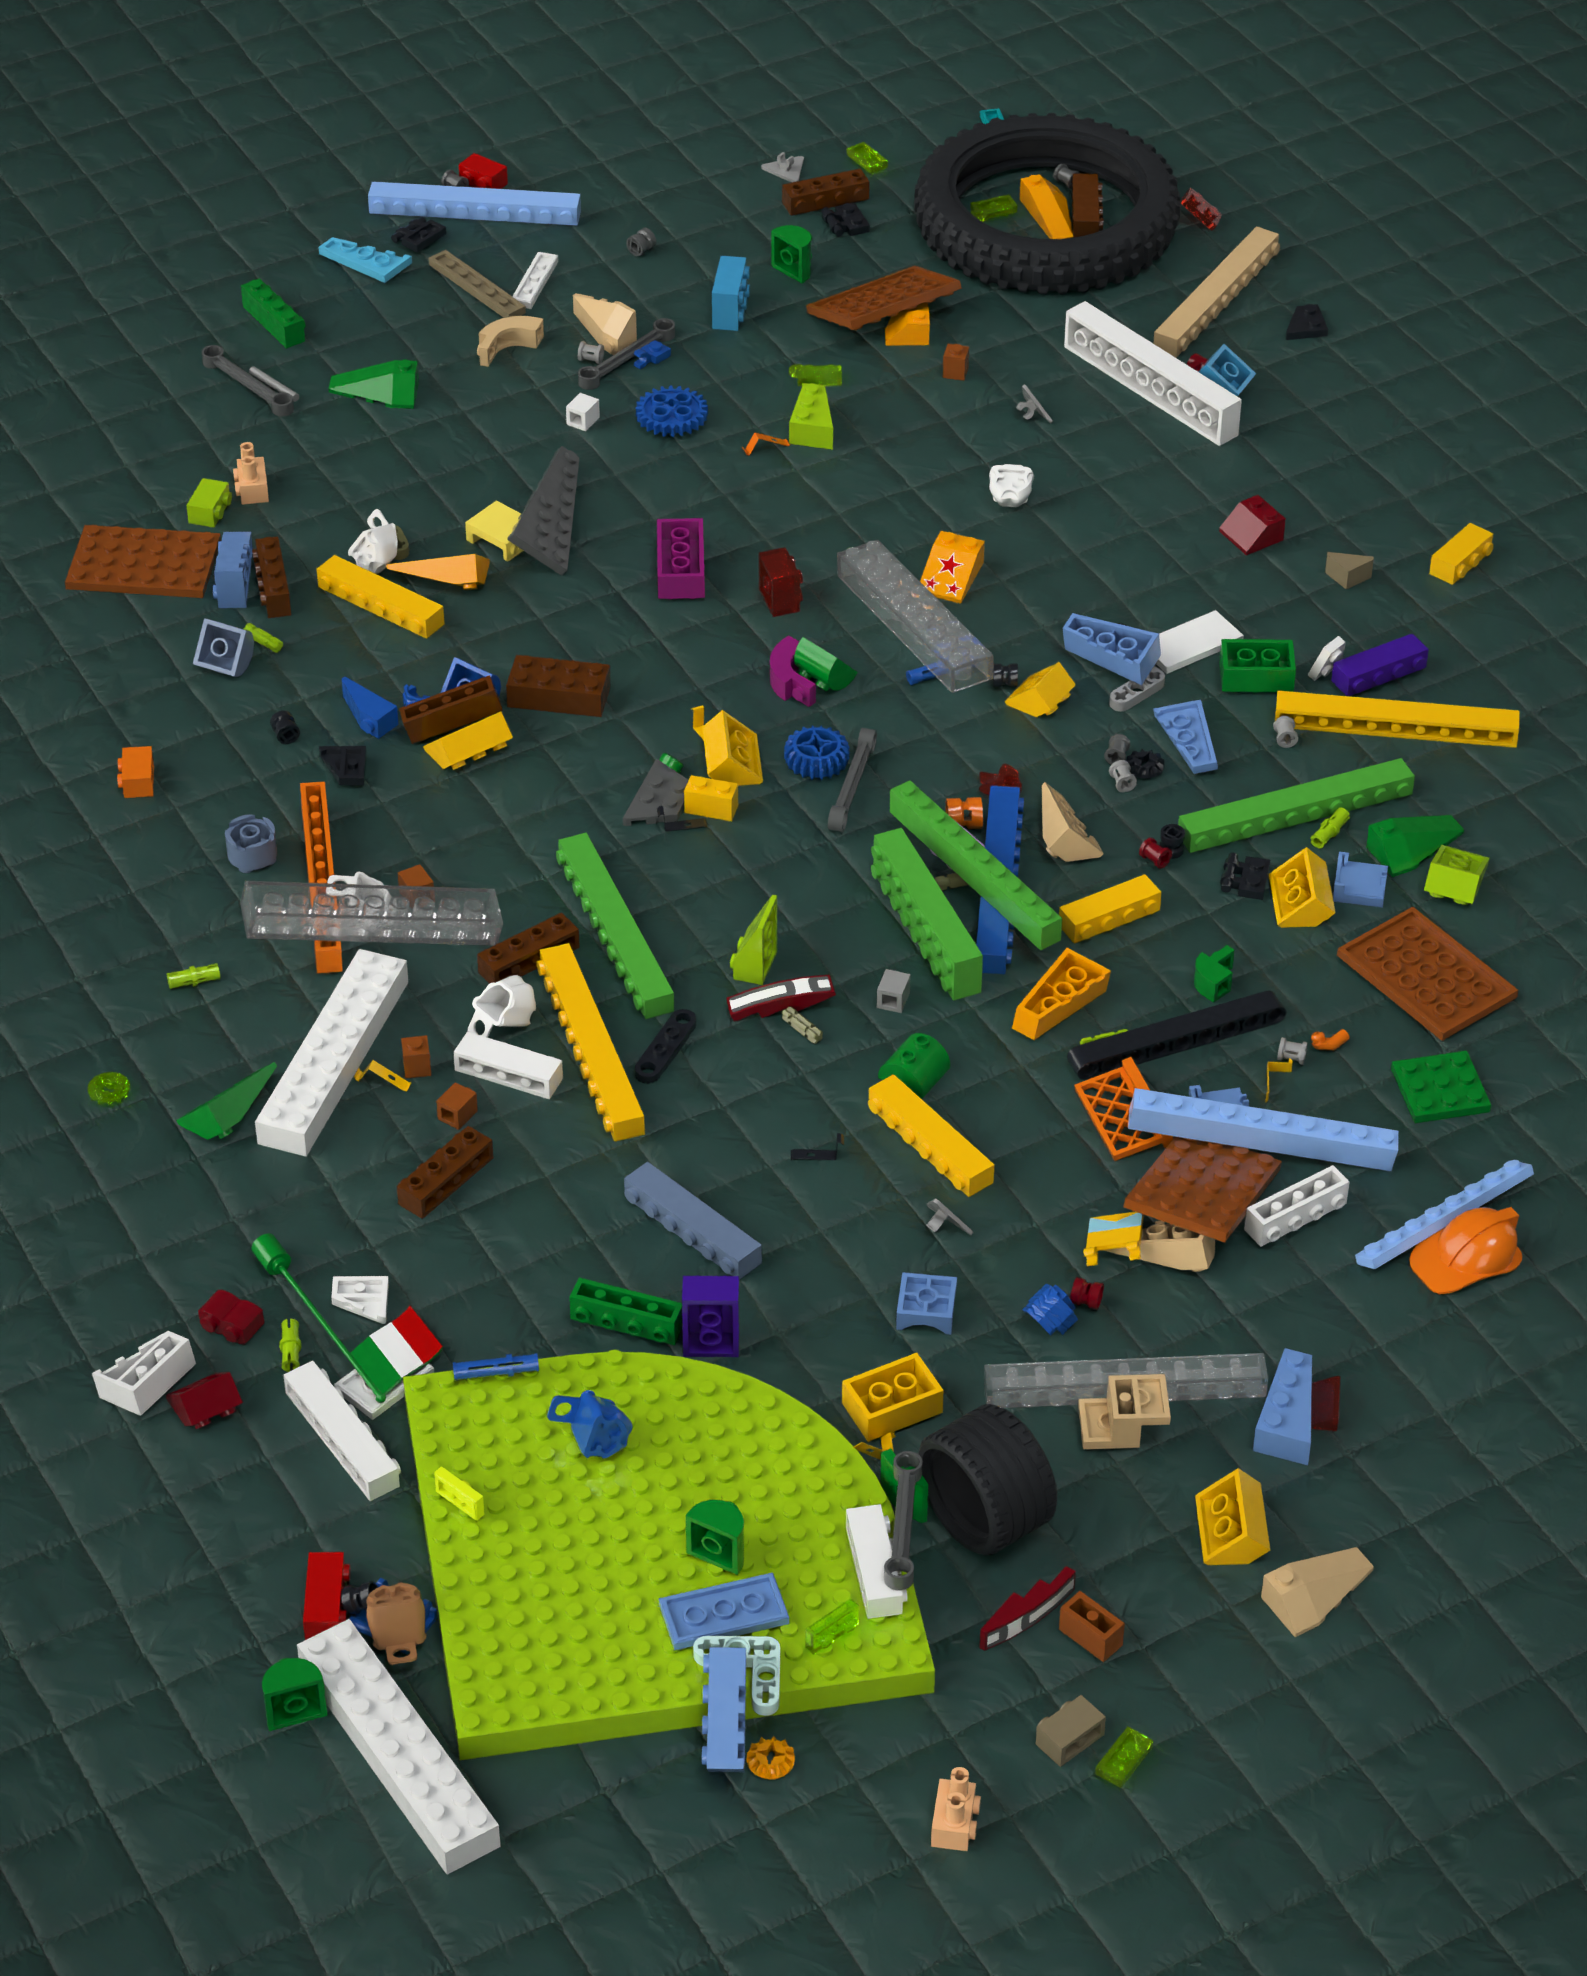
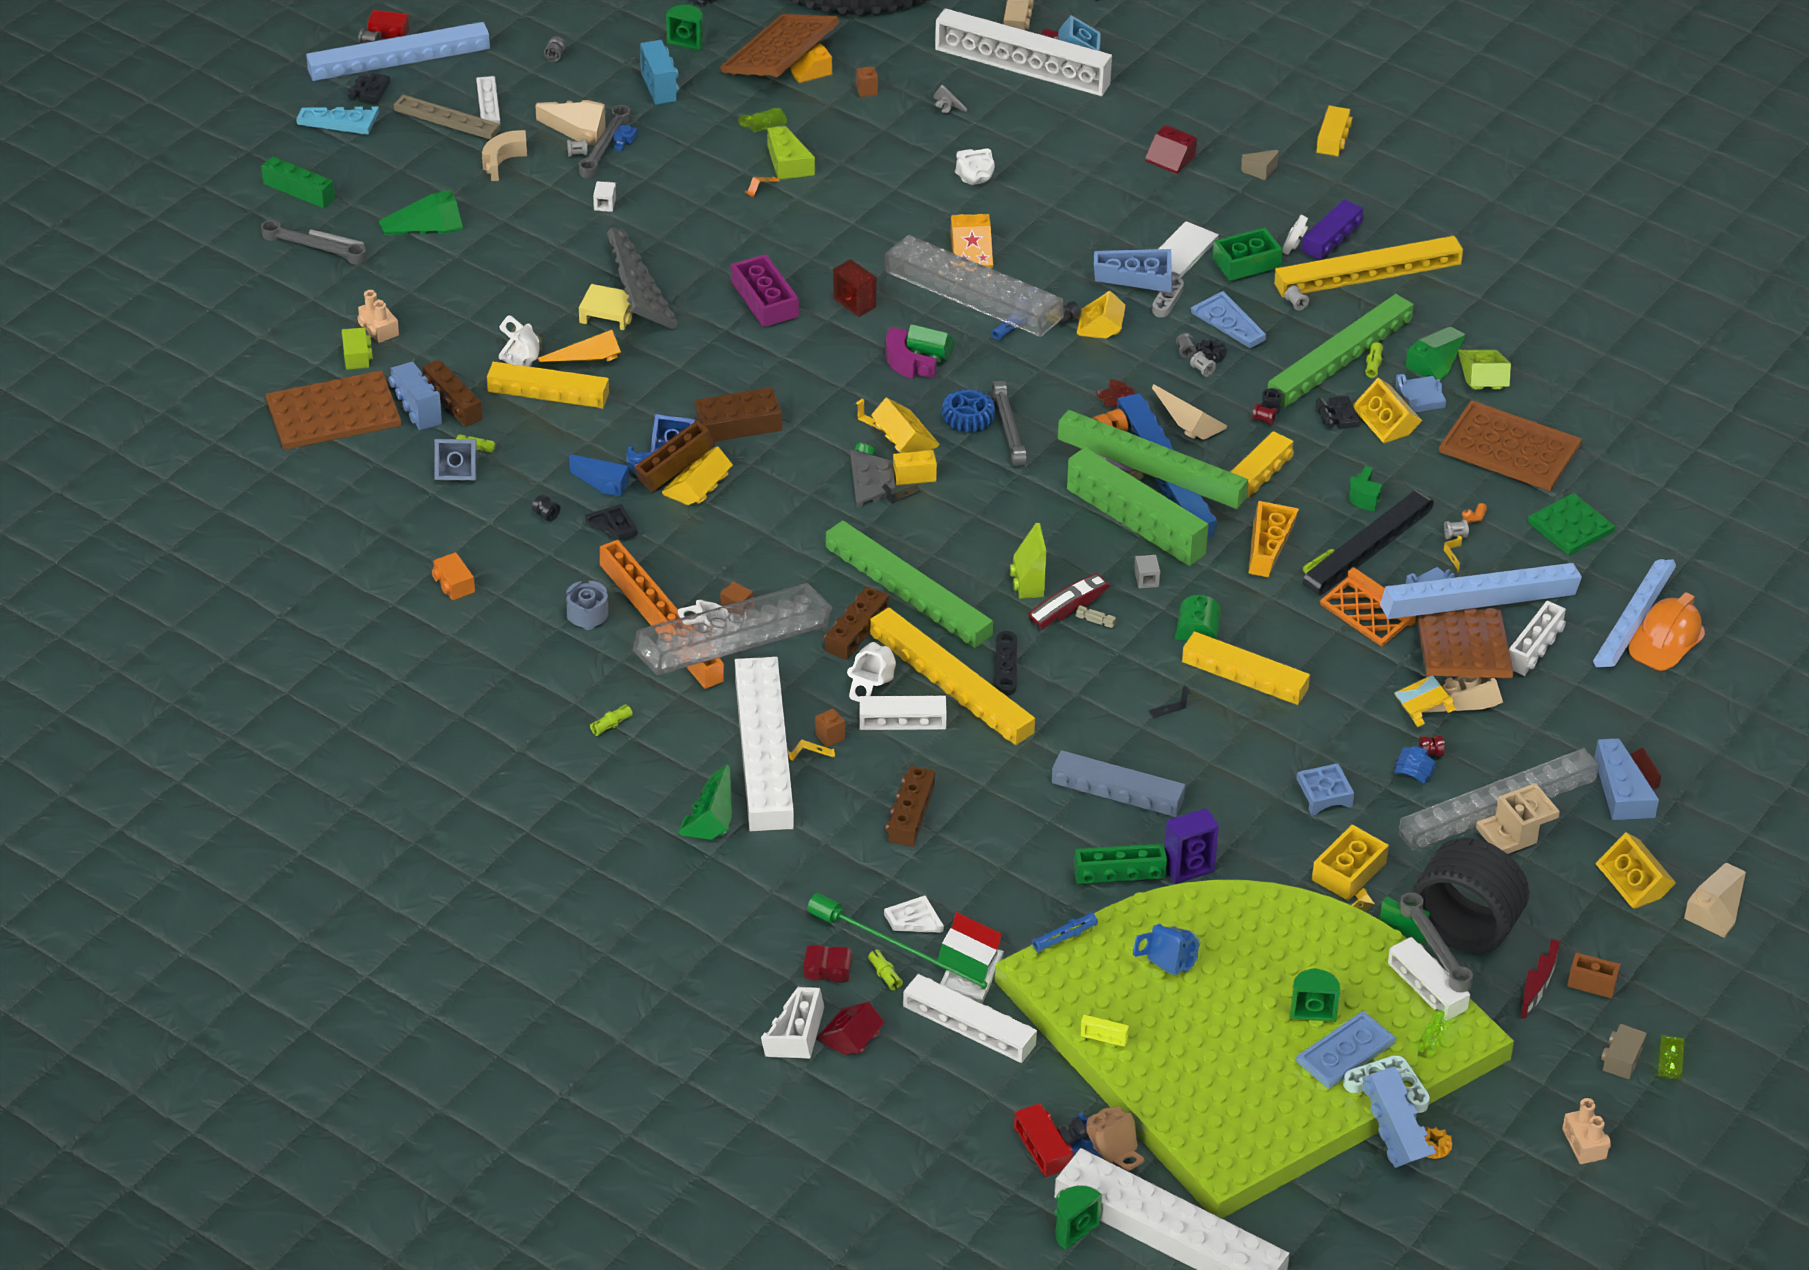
camera: 25 degrees left, 0 degrees up
(111, 1081) = (606, 818): clear neon green gear -> none
(457, 1105) = (885, 754): dark orange brick -> none
(671, 411) = (673, 177): blue gear -> none
(944, 1213) = (1295, 721): light grey piece -> none

